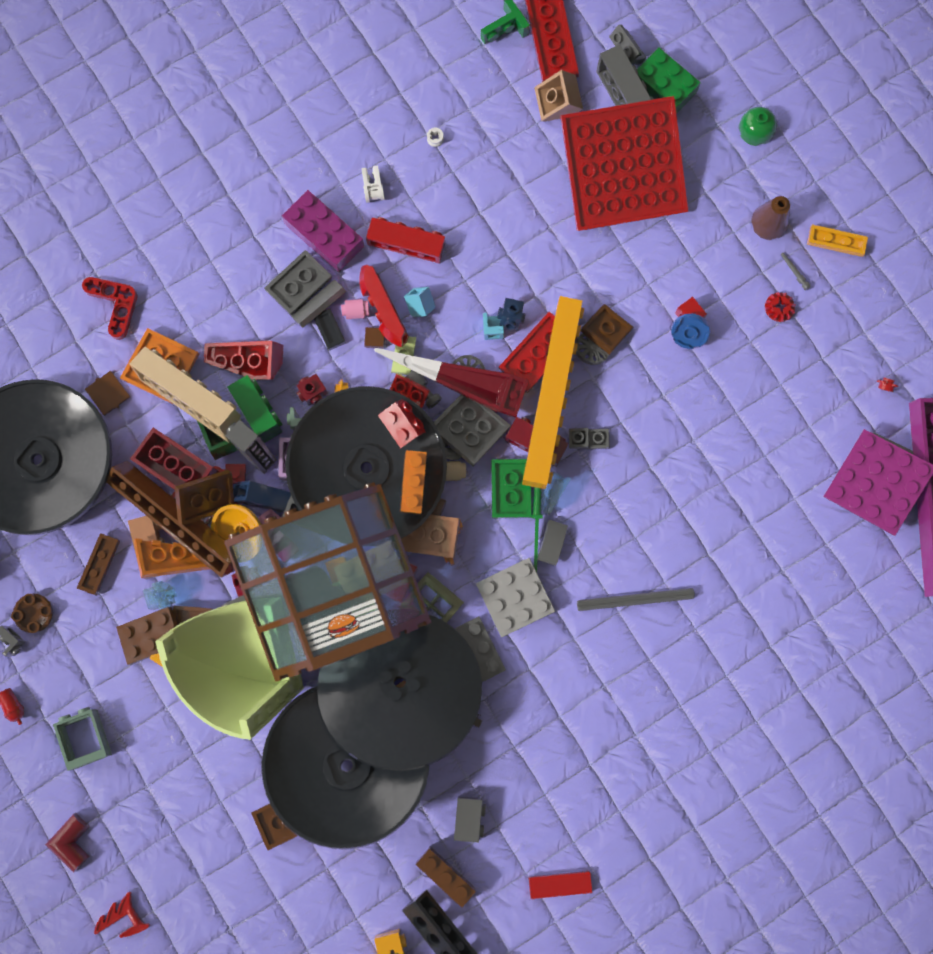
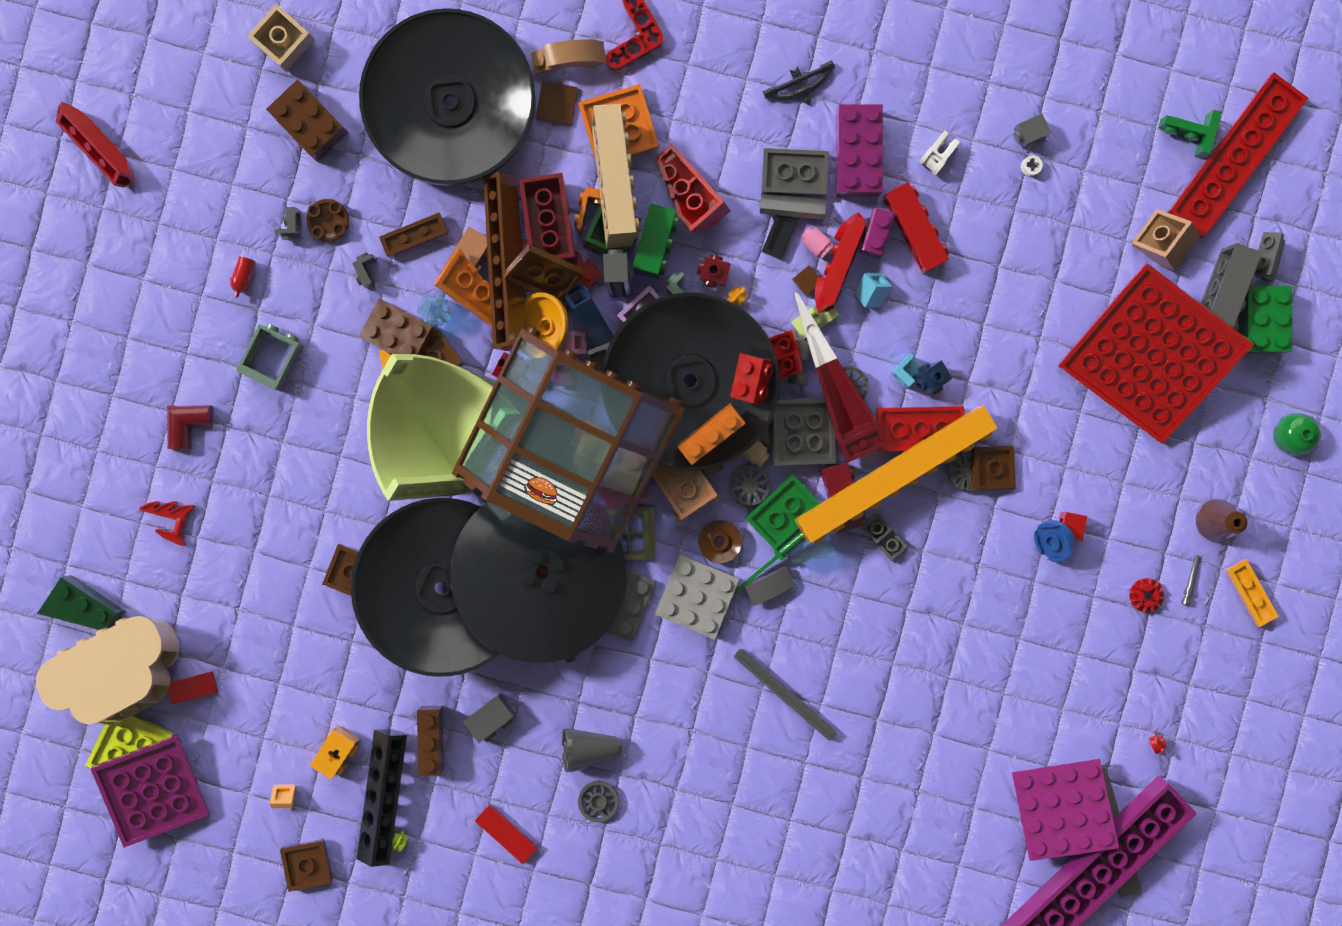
camera: 55 degrees right, 10 degrees up
(83, 355) = (567, 54): none -> medium nougat arch
(90, 623) = (363, 276): none -> dark grey bracket
(186, 423) = (588, 194): none -> orange bracket
(252, 207) = (798, 78): none -> black piece
(386, 266) = (877, 233): none -> magenta brick
(413, 117) = (1031, 131): none -> dark grey brick
(473, 495) = (749, 485): none -> dark grey wheel
(494, 538) = (724, 552): none -> reddish brown dish
(551, 769) = (587, 749): none -> dark grey cone
(595, 797) = (598, 801): none -> dark grey wheel

